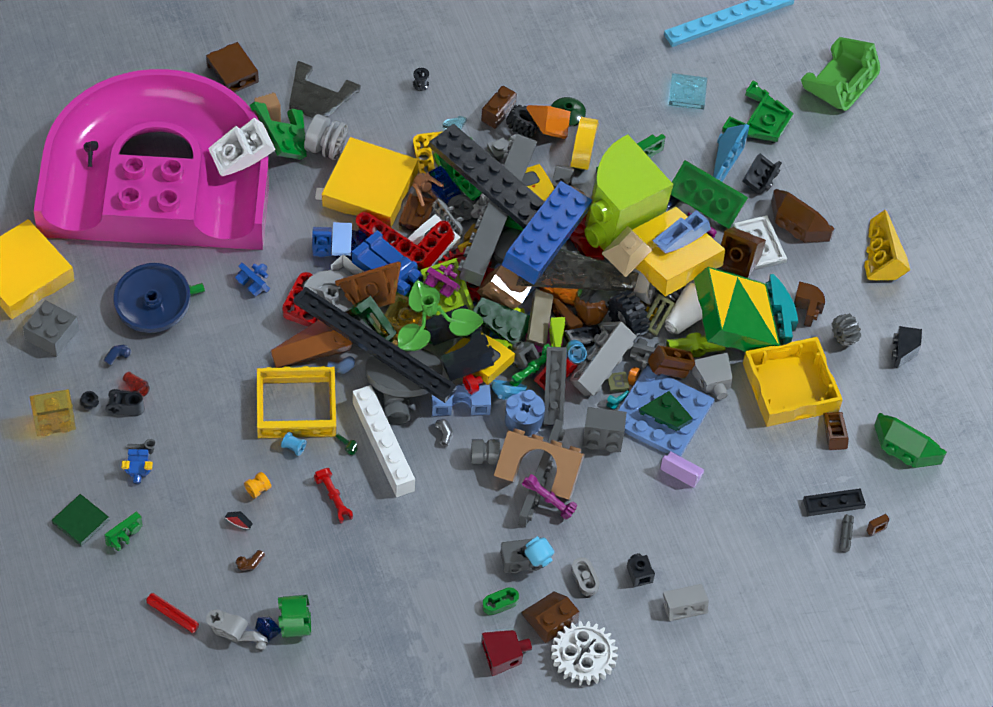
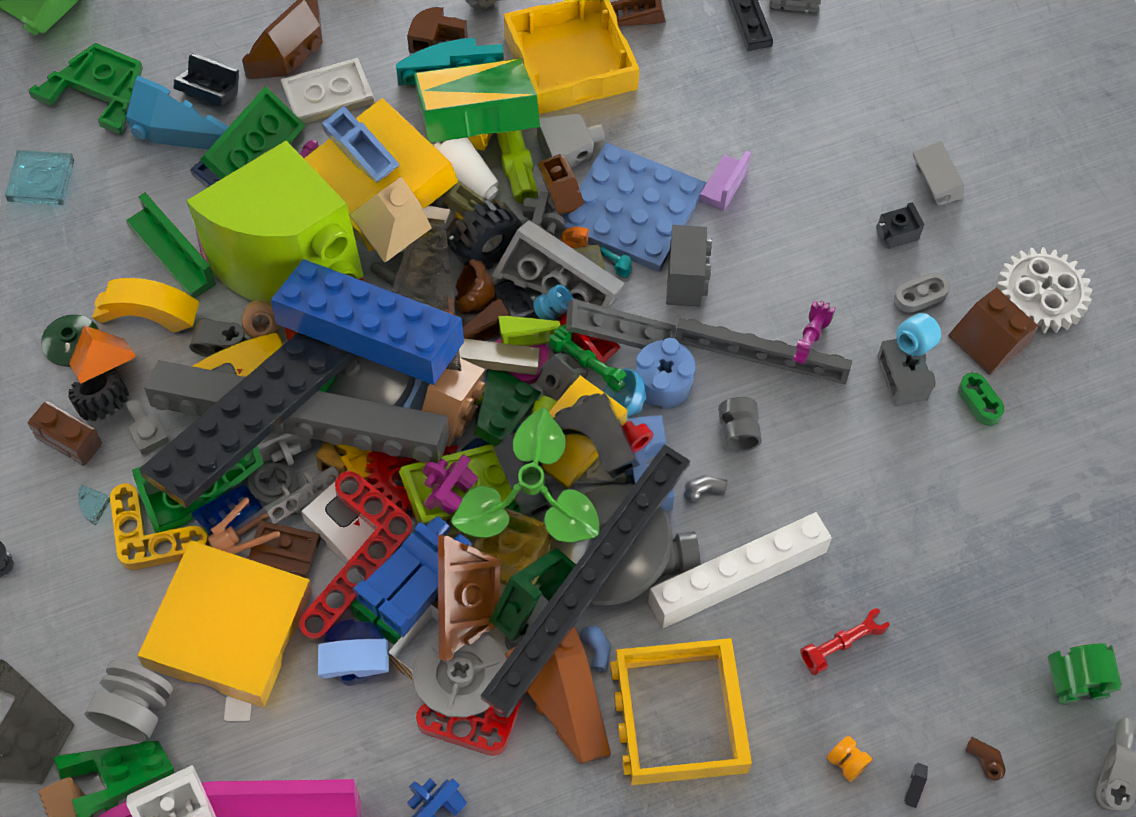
camera: 90 degrees left, 5 degrees up
(267, 627) = (1097, 720): clear blue slope -> none
(294, 443) = (761, 708): dark azure bush -> none
(322, 241) = (352, 692): blue slope -> none
(351, 446) = (750, 620): dark green hand -> none
(503, 650) = (1065, 388): dark red torso -> none
(518, 445) = (737, 367): medium nougat arch -> none
(667, 411) = (641, 191): dark green wing -> none
(741, 251) = (351, 89): reddish brown slope -> none

